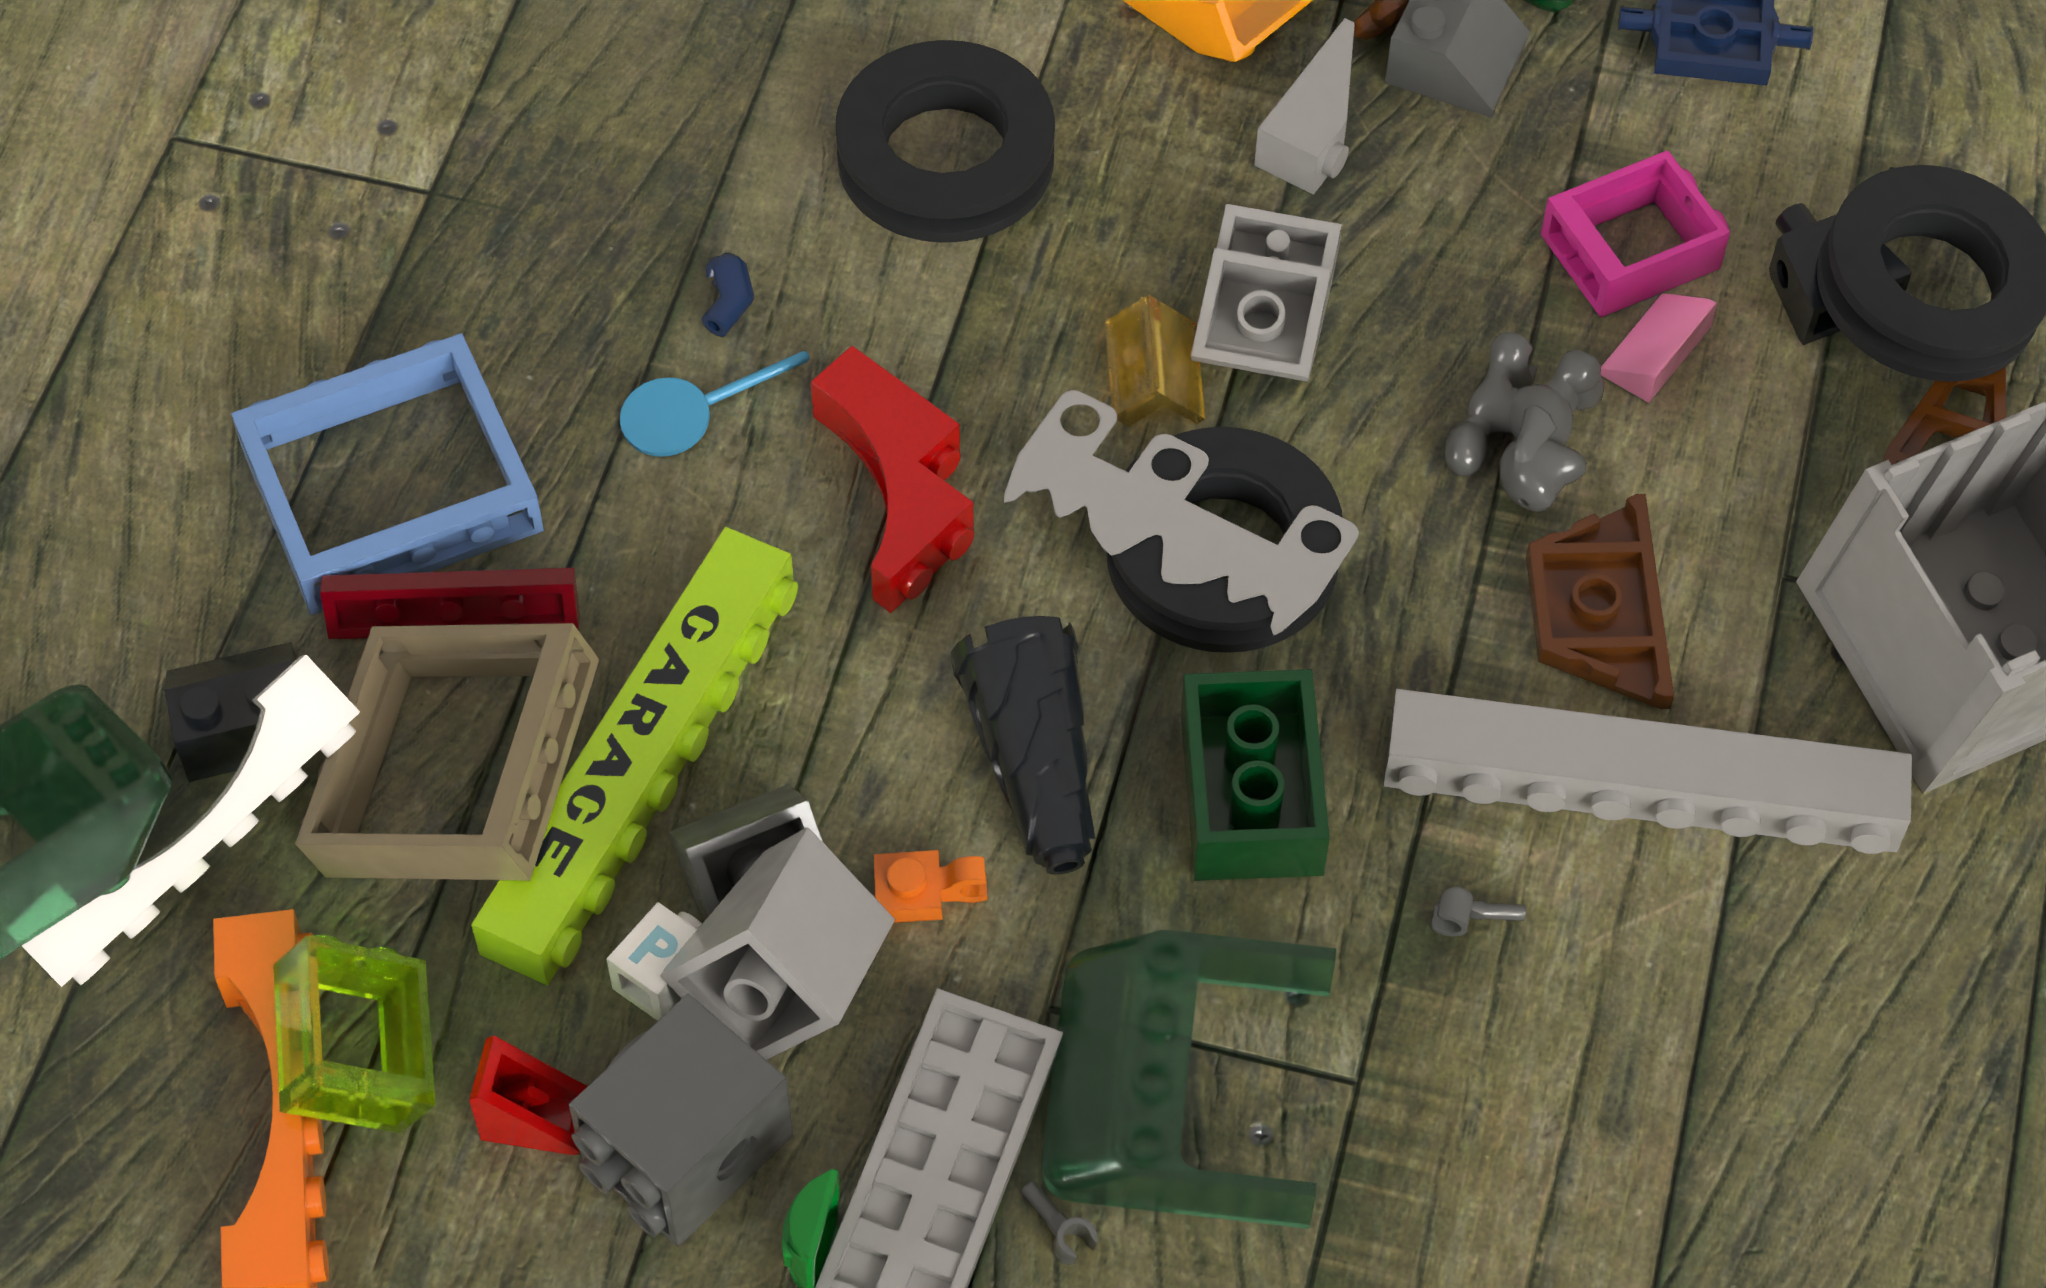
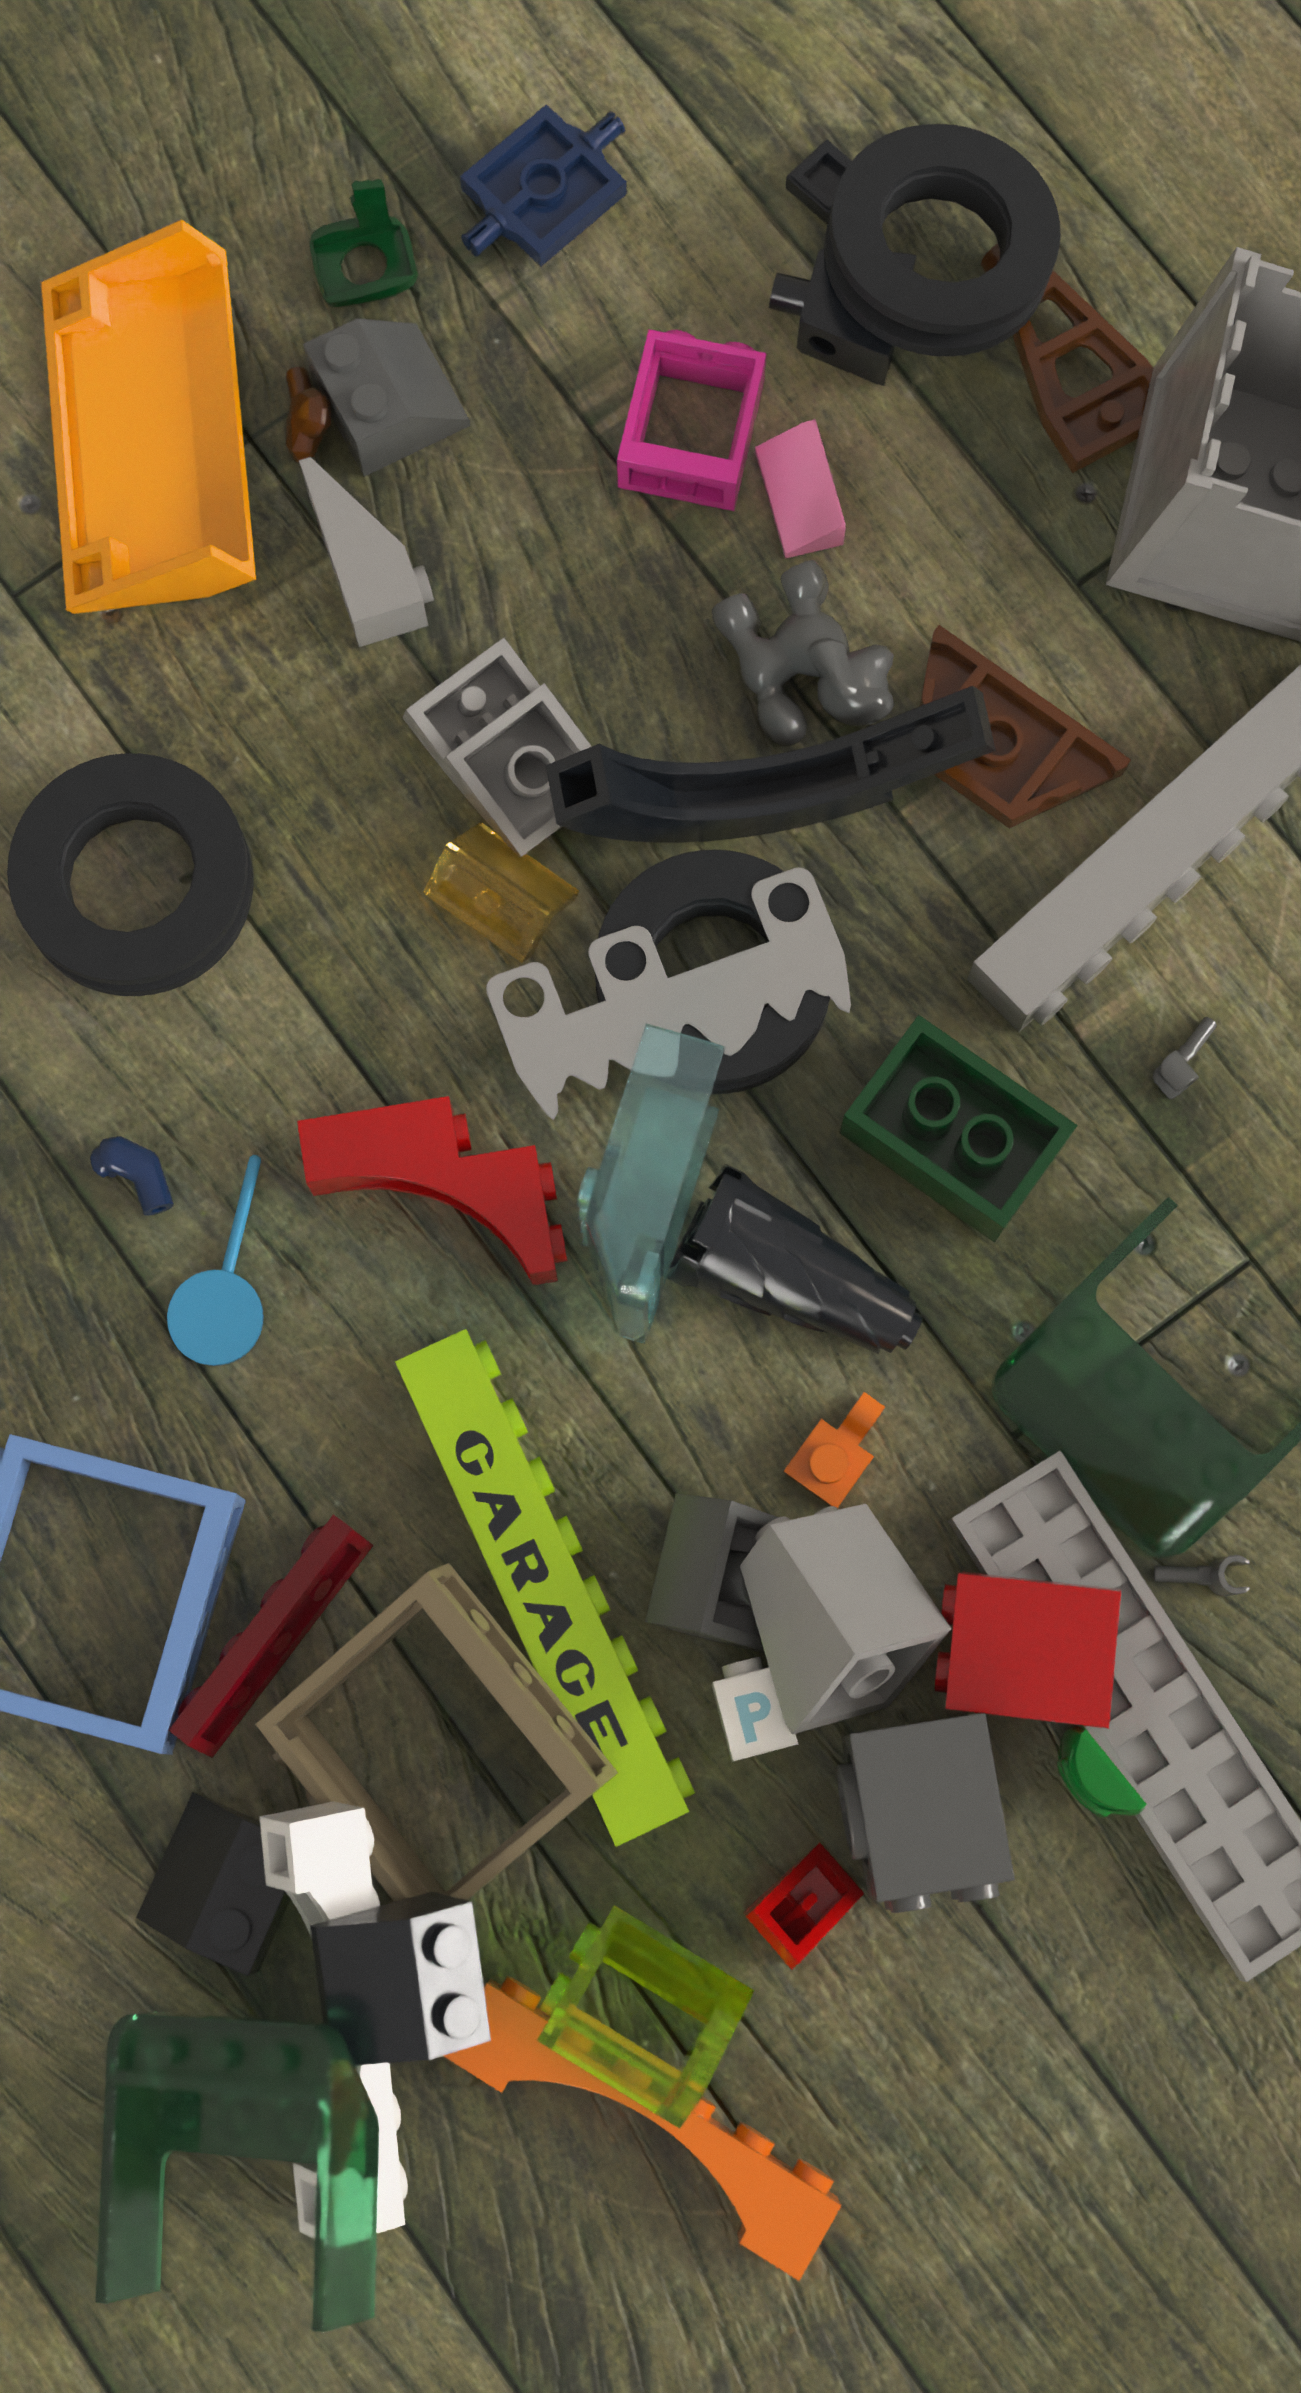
camera: 50 degrees left, 20 degrees up
(244, 823) = (403, 1979): none -> black slope
(878, 1104) = (1030, 1649): none -> red brick
(935, 559) = (649, 1174): none -> clear light blue windscreen
(1379, 464) = (712, 801): none -> black arch

